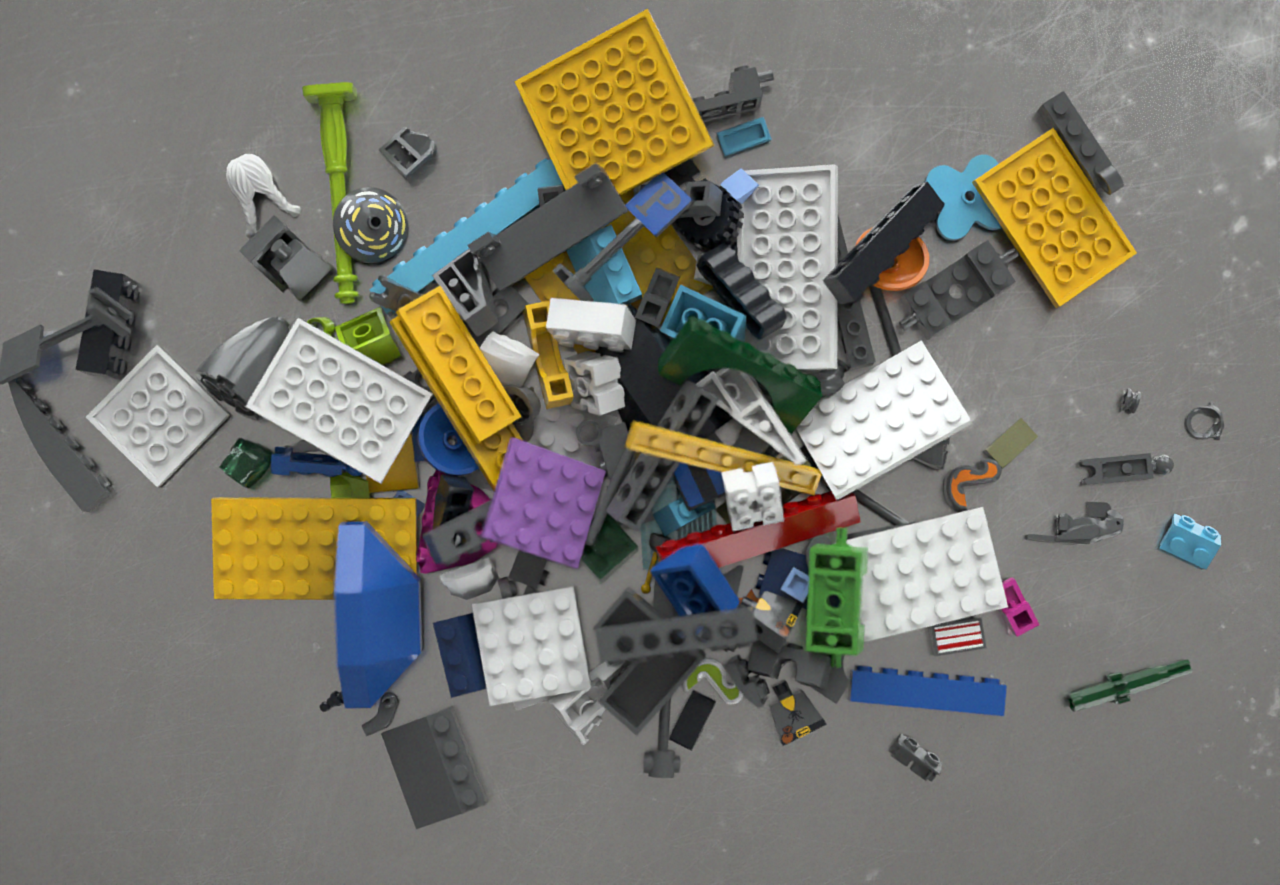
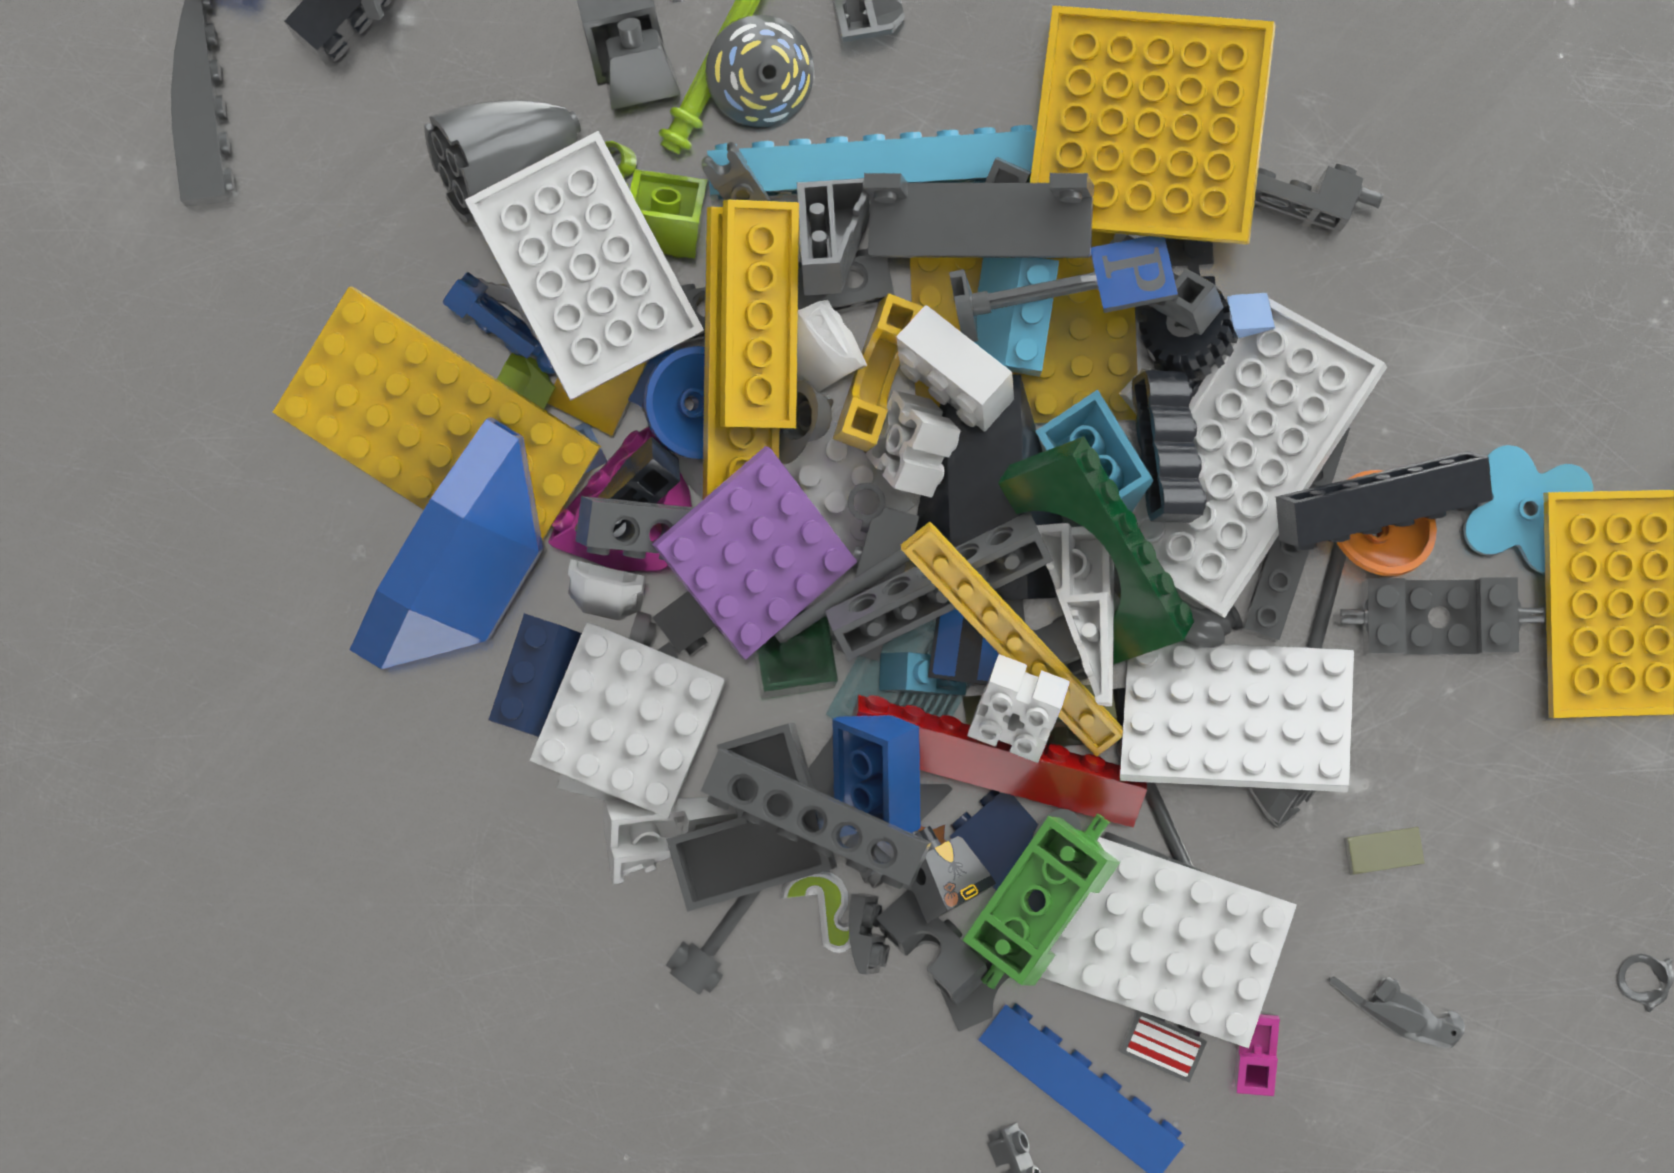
camera: 25 degrees right, 0 degrees up
(157, 416) = (346, 141): white plate -> none
(247, 462) = (421, 270): clear green piece -> none
(335, 699) = (344, 632): black piece -> none
(384, 715) = (390, 690): dark grey arm -> none
(434, 768) = (412, 793): dark grey slope -> none
(655, 540) = (864, 687): hinge -> none
(657, 297) = (1059, 387): dark grey slope -> none
(692, 720) = (767, 939): black slope -> none
(744, 136) = (1296, 255): medium azure tile -> none
(793, 714) = (898, 1012): dark grey torso -> none
(796, 584) = (1002, 853): light blue plate -> none
(966, 475) = (1304, 856): dark grey animal -> none
(1097, 509) = (1440, 1001): dark grey piece -> none
(1125, 468) = (1508, 972): dark grey plate -> none
(1130, 400) = (1569, 892): dark grey bush -> none
(1191, 541) = (1532, 1115): medium azure bracket -> none

